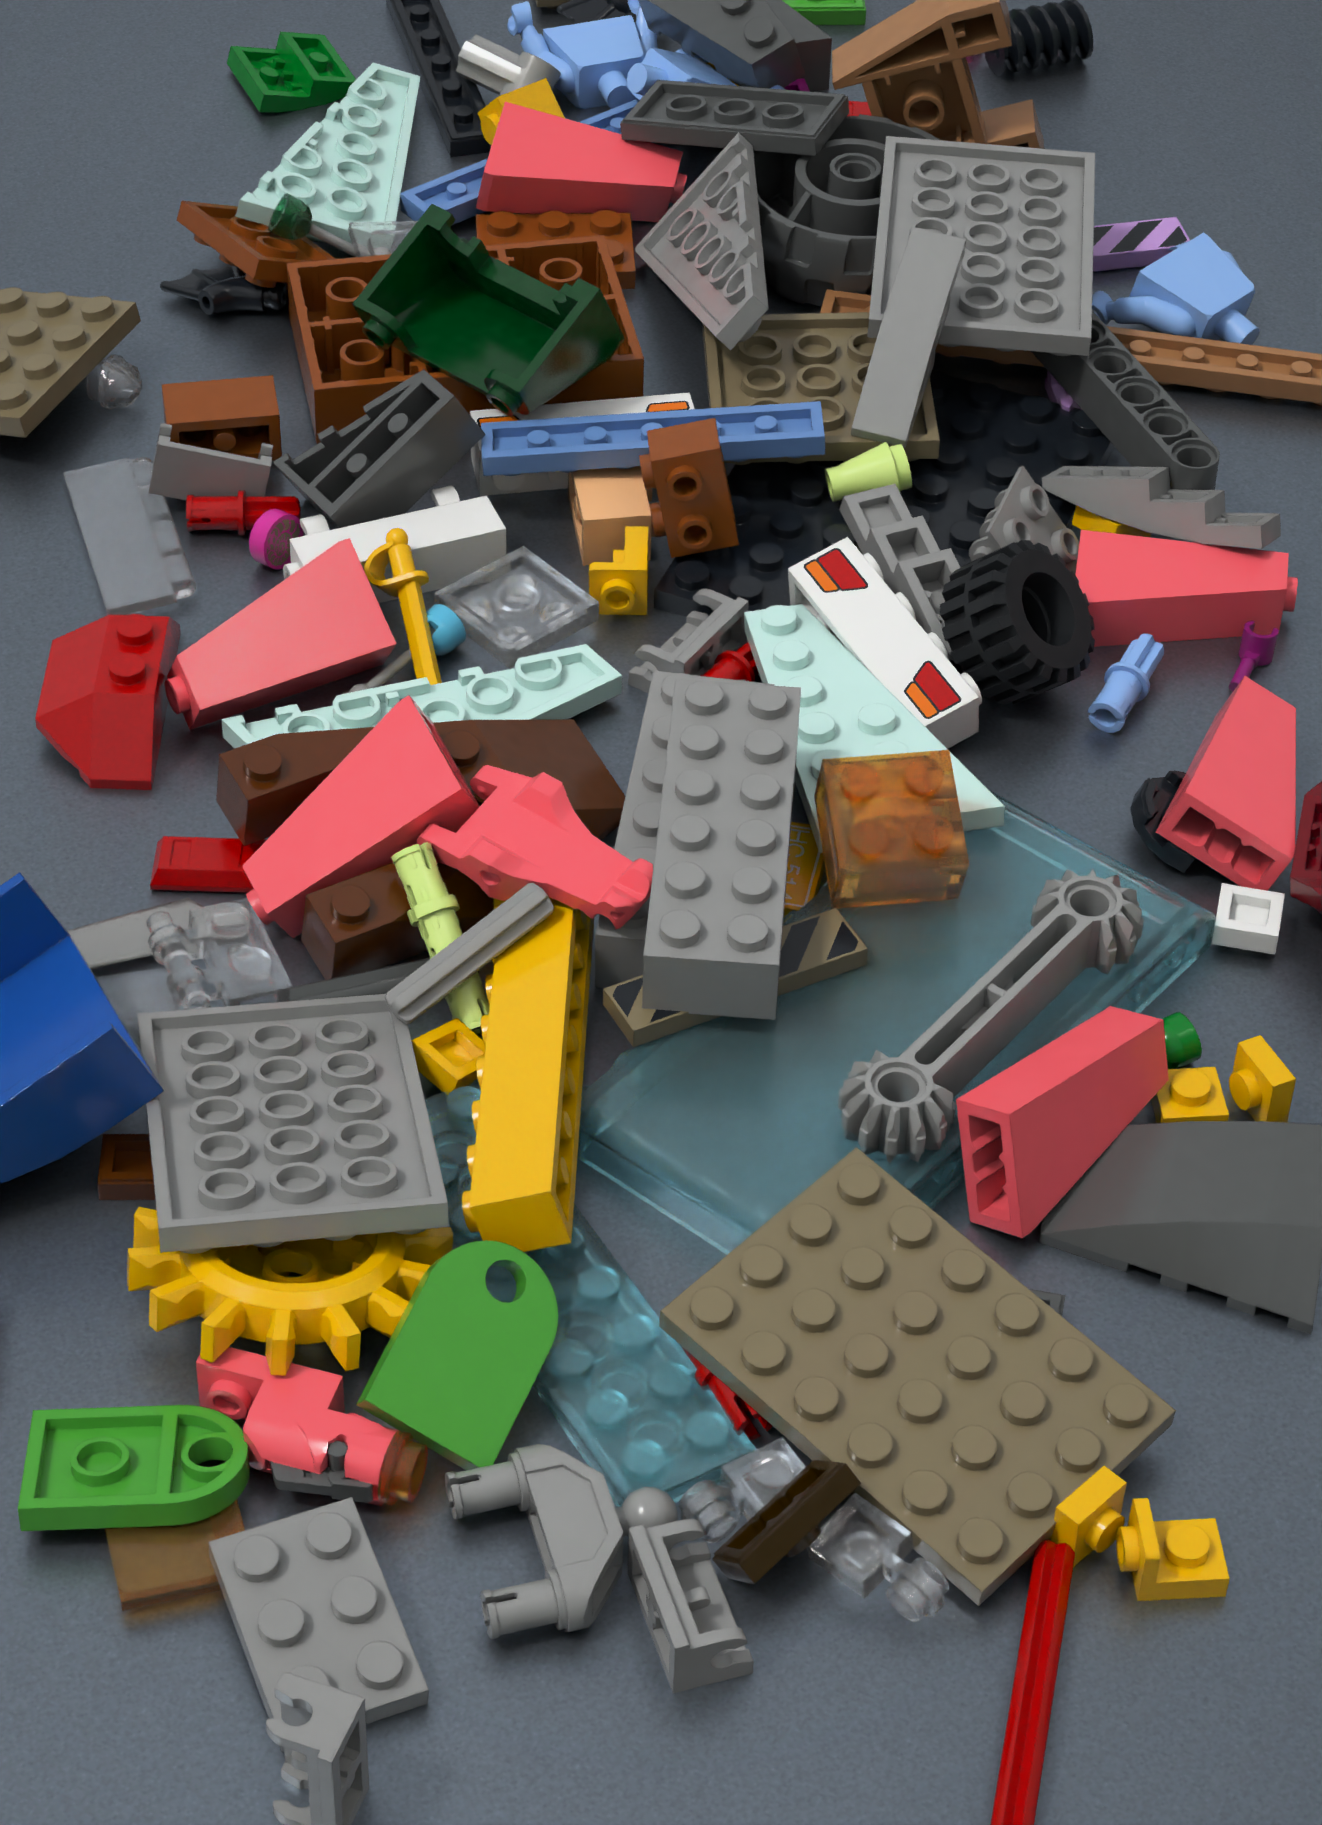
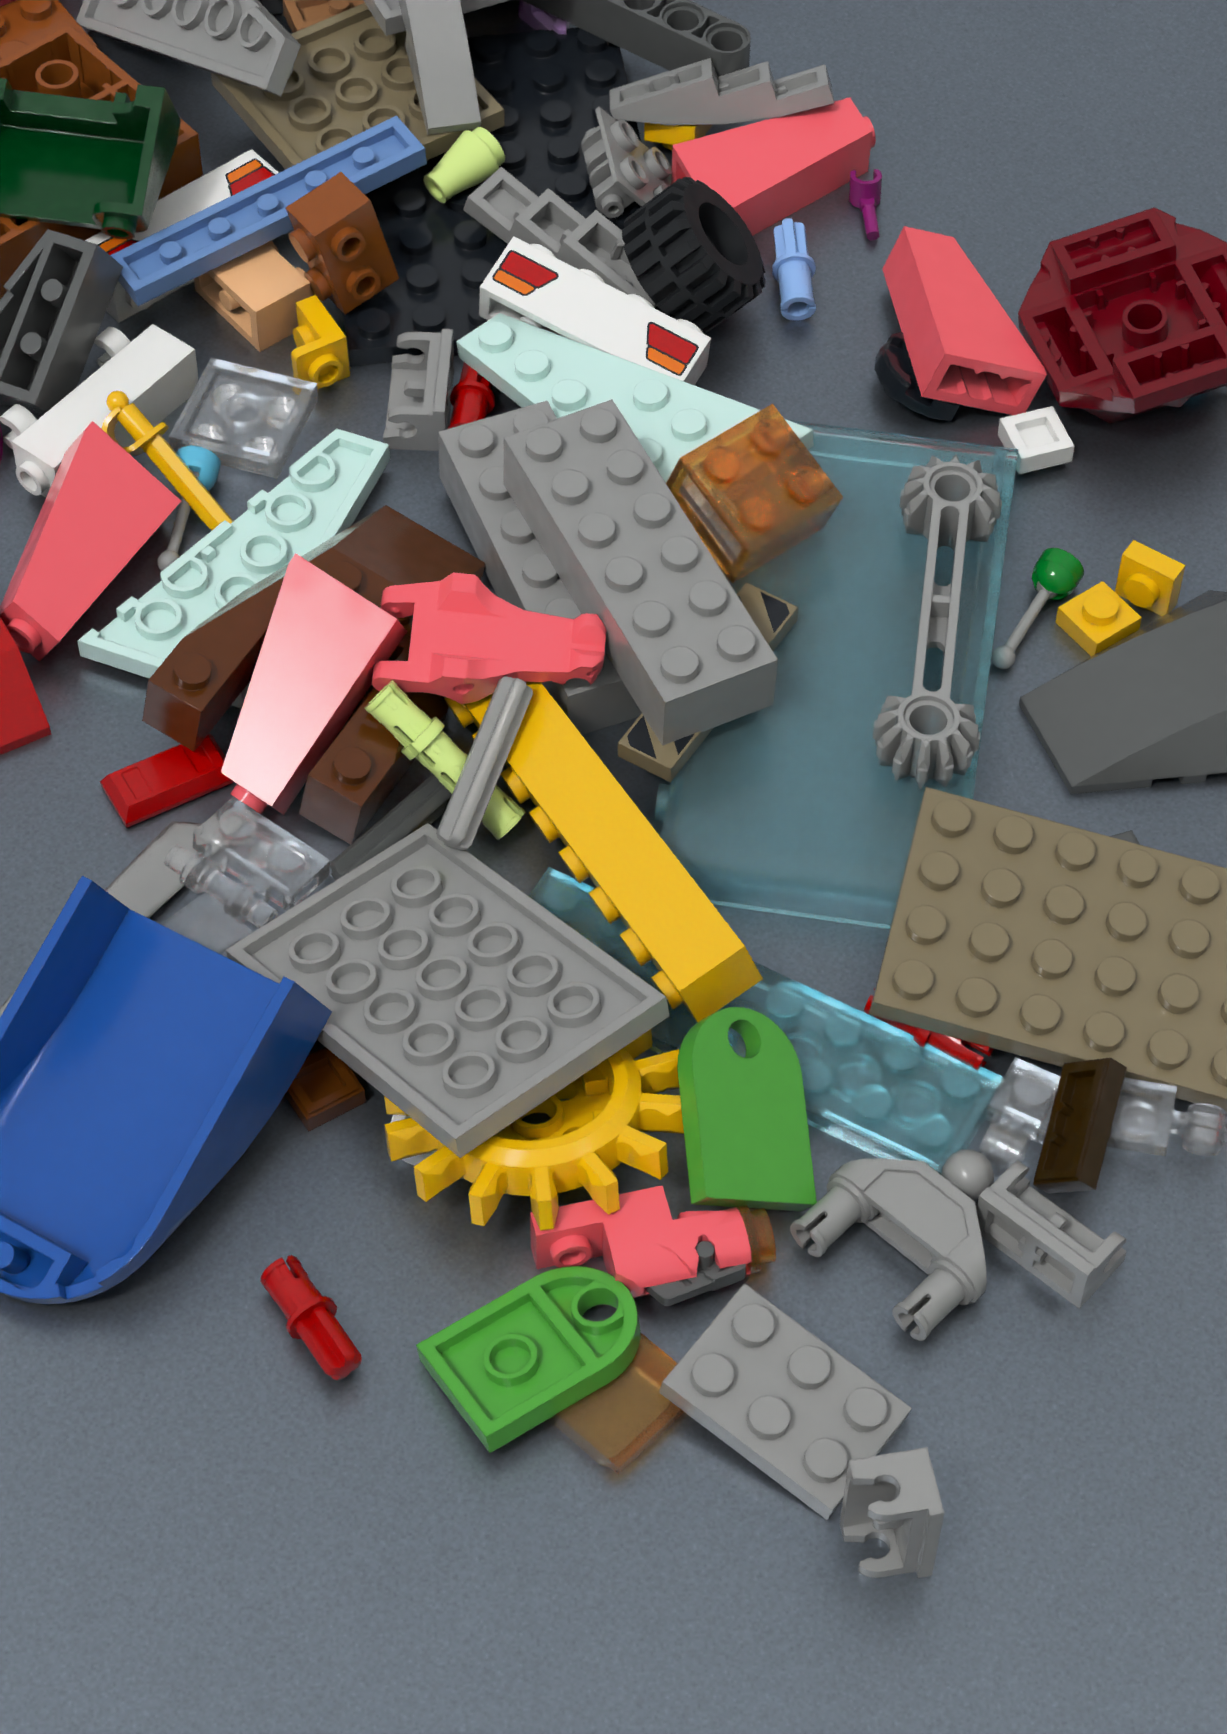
camera: 30 degrees left, 10 degrees up
(448, 1055) = (518, 857): yellow plate -> none
(1054, 1115) = (1036, 683): coral slope -> none

